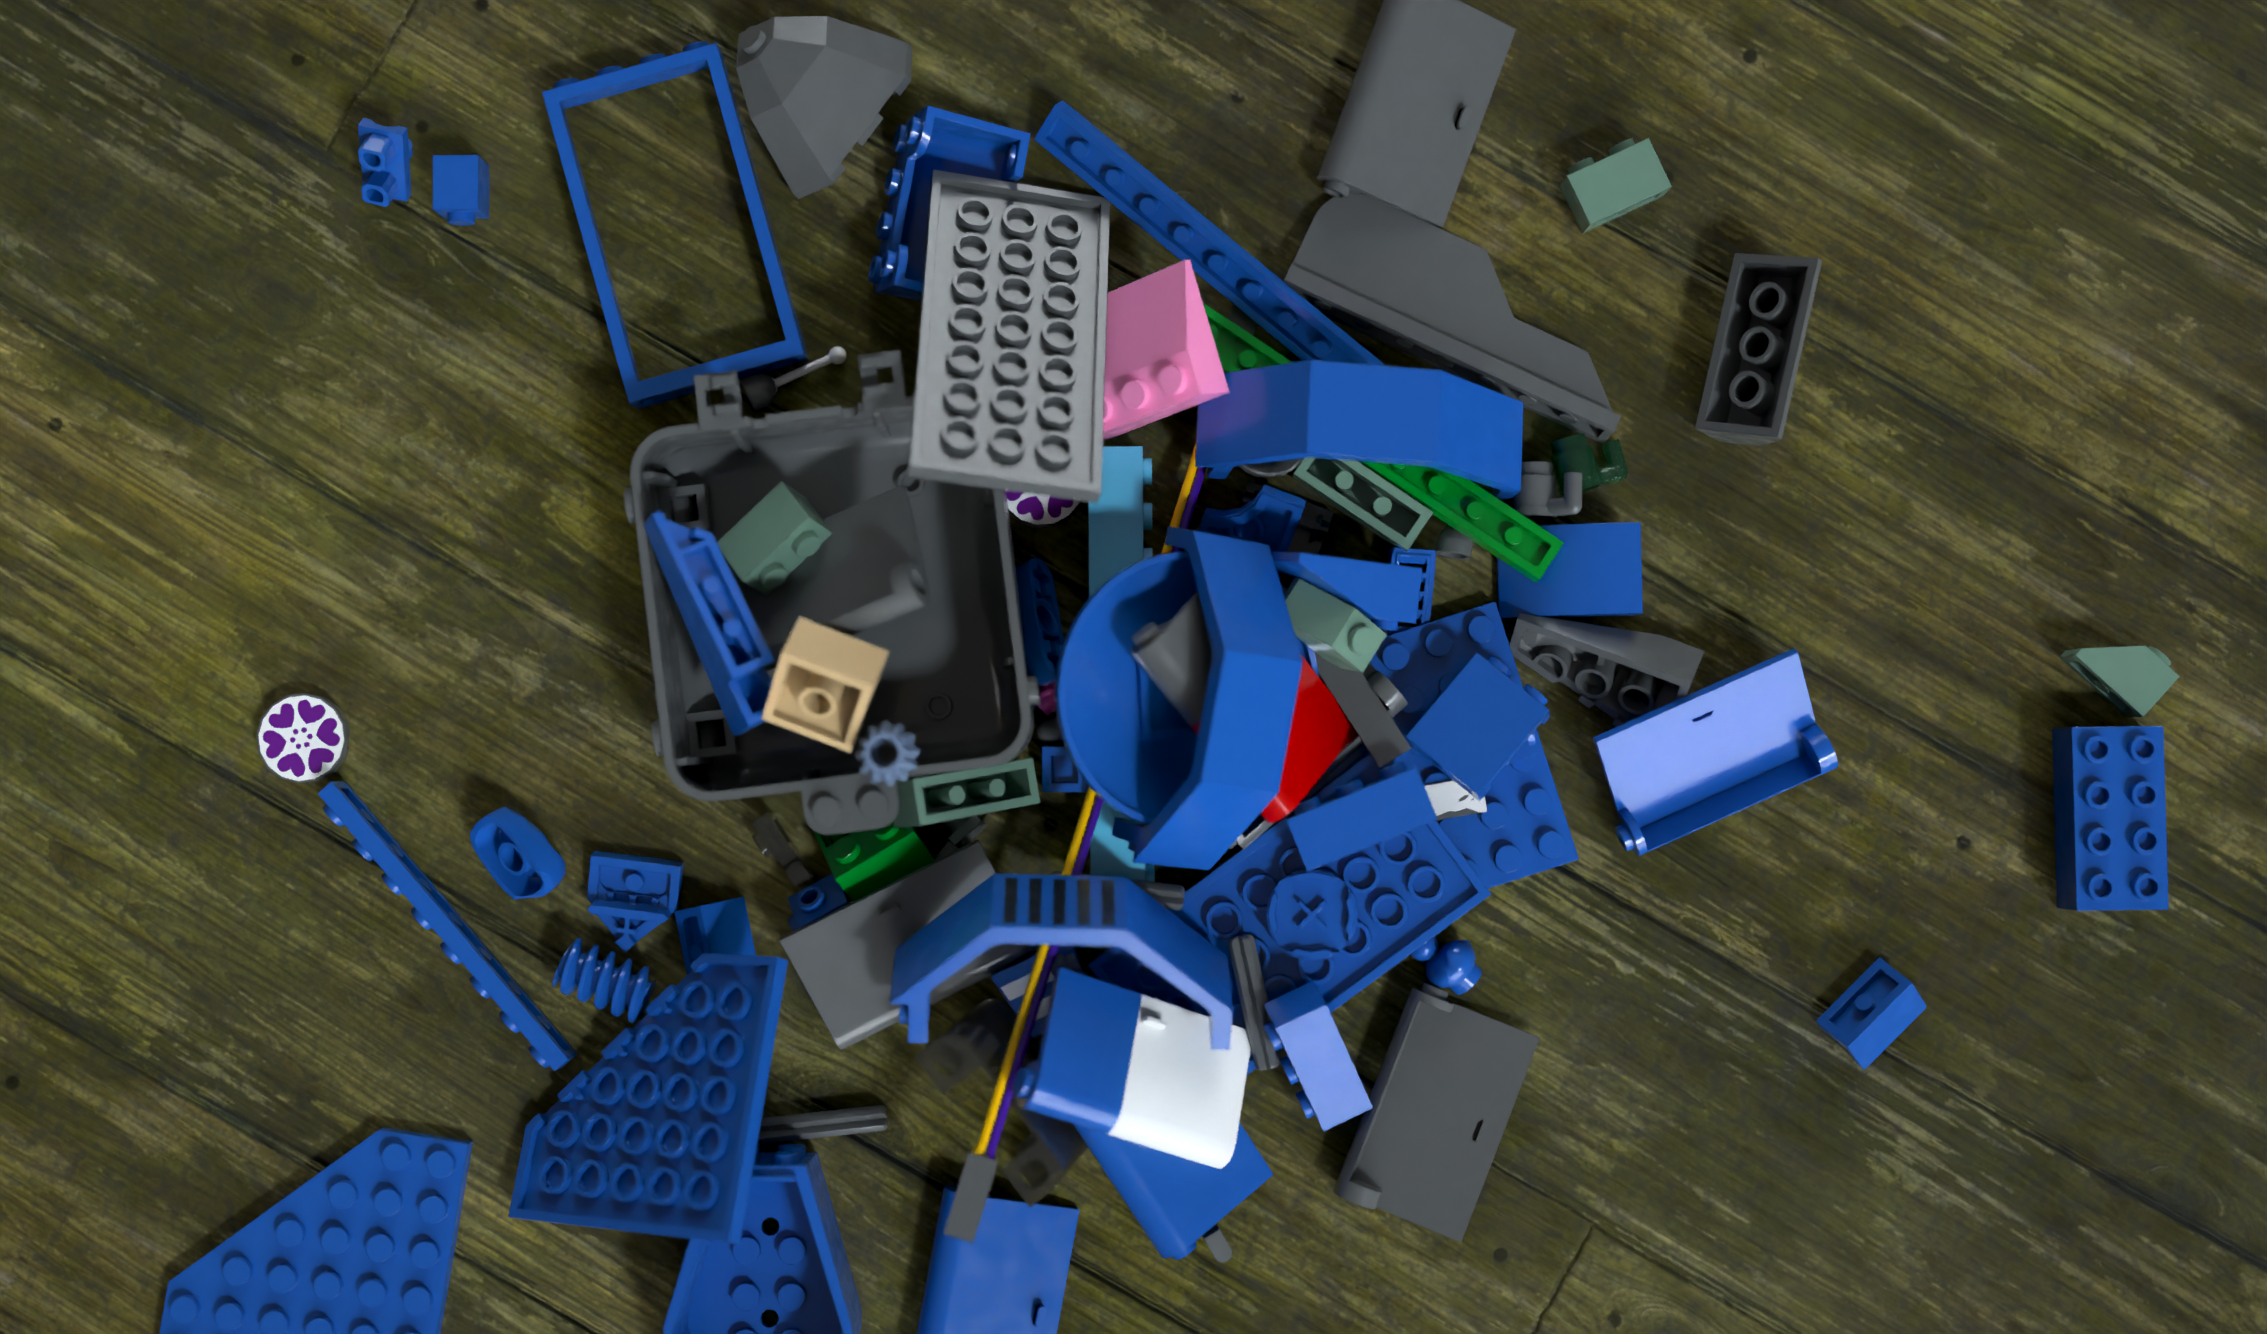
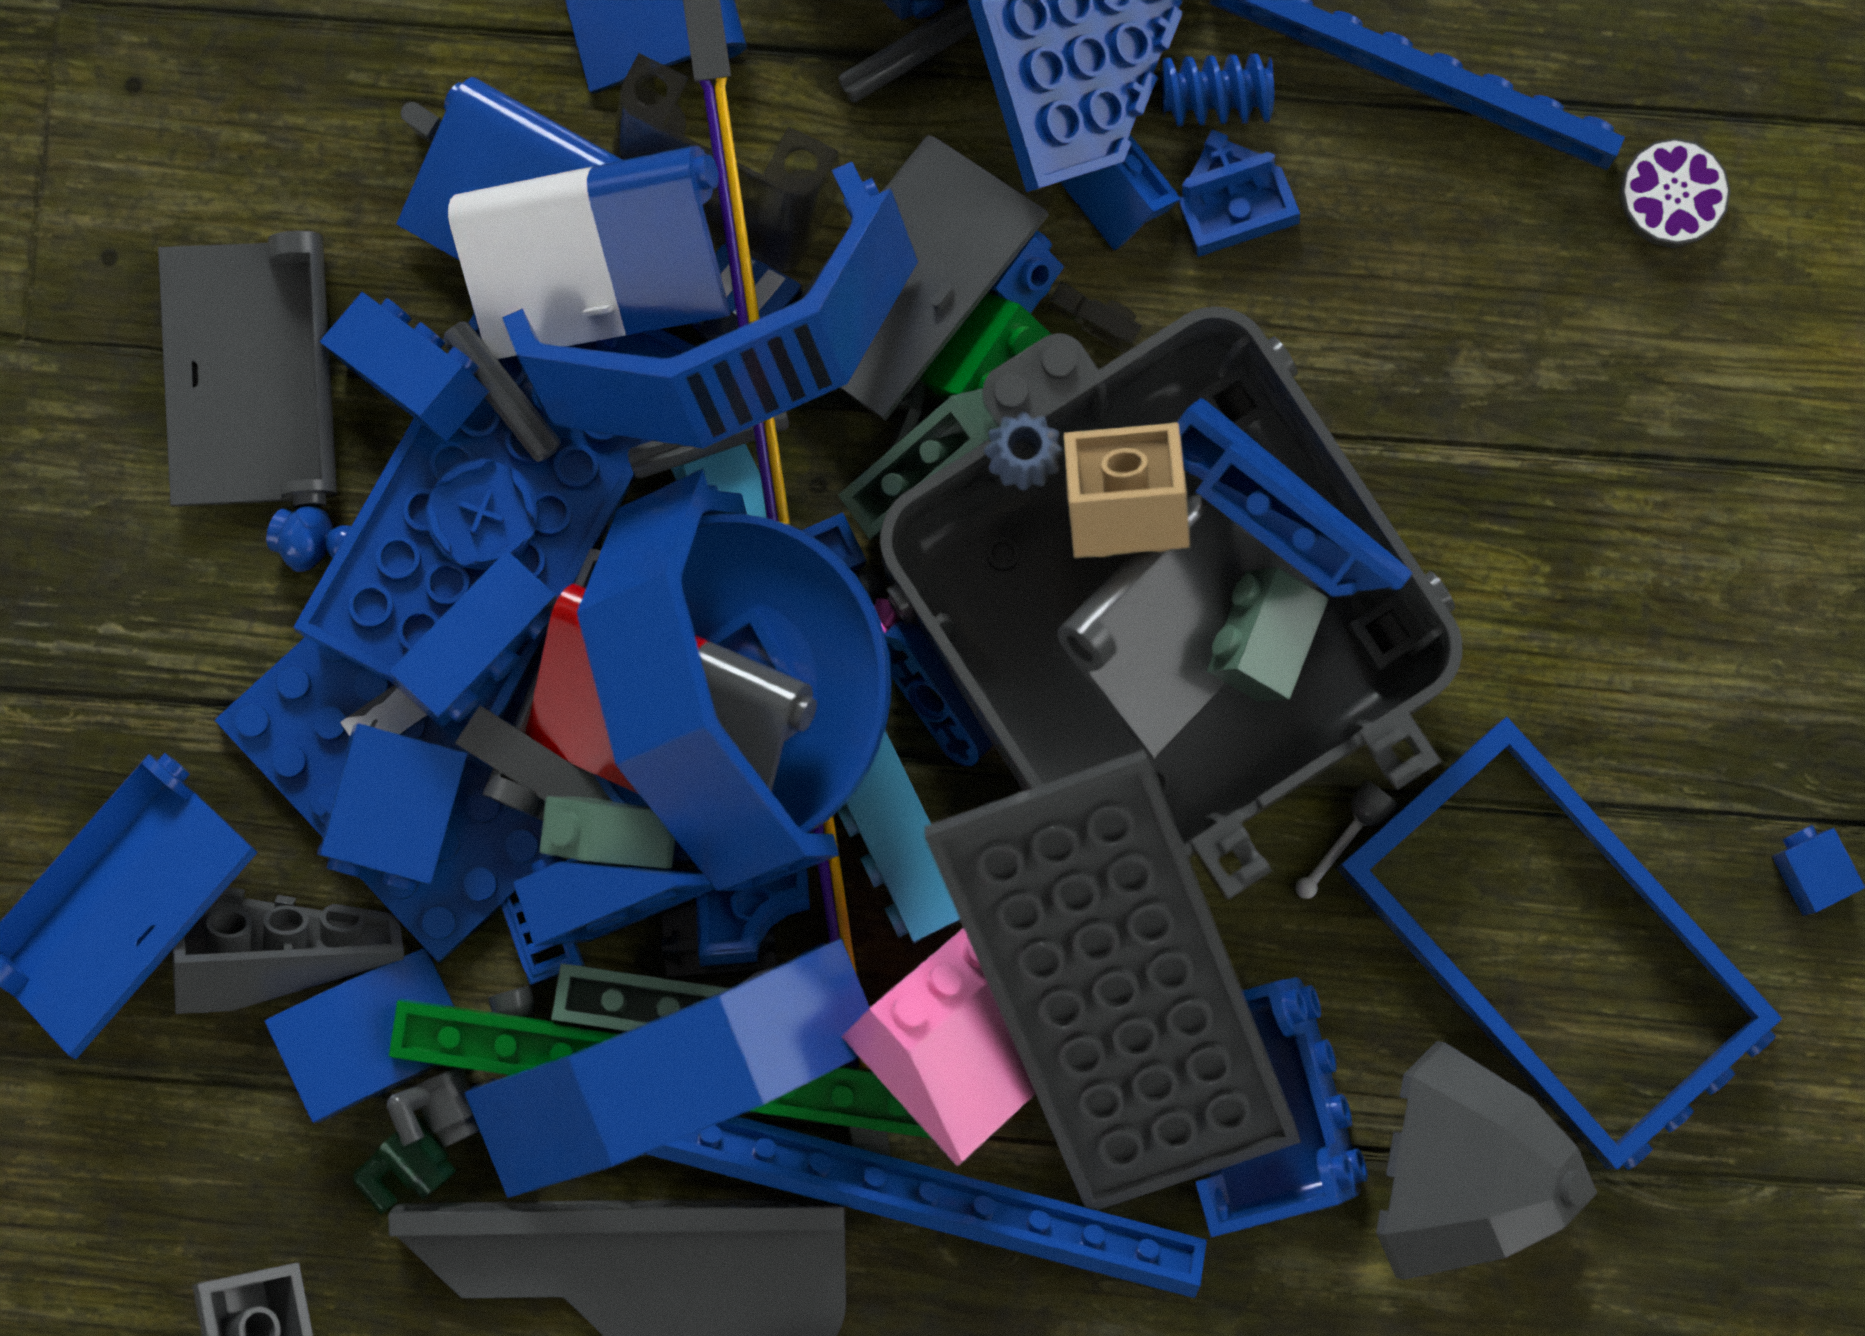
camera: 155 degrees right, 5 degrees down
(517, 854) = (1378, 176): blue piece -> none

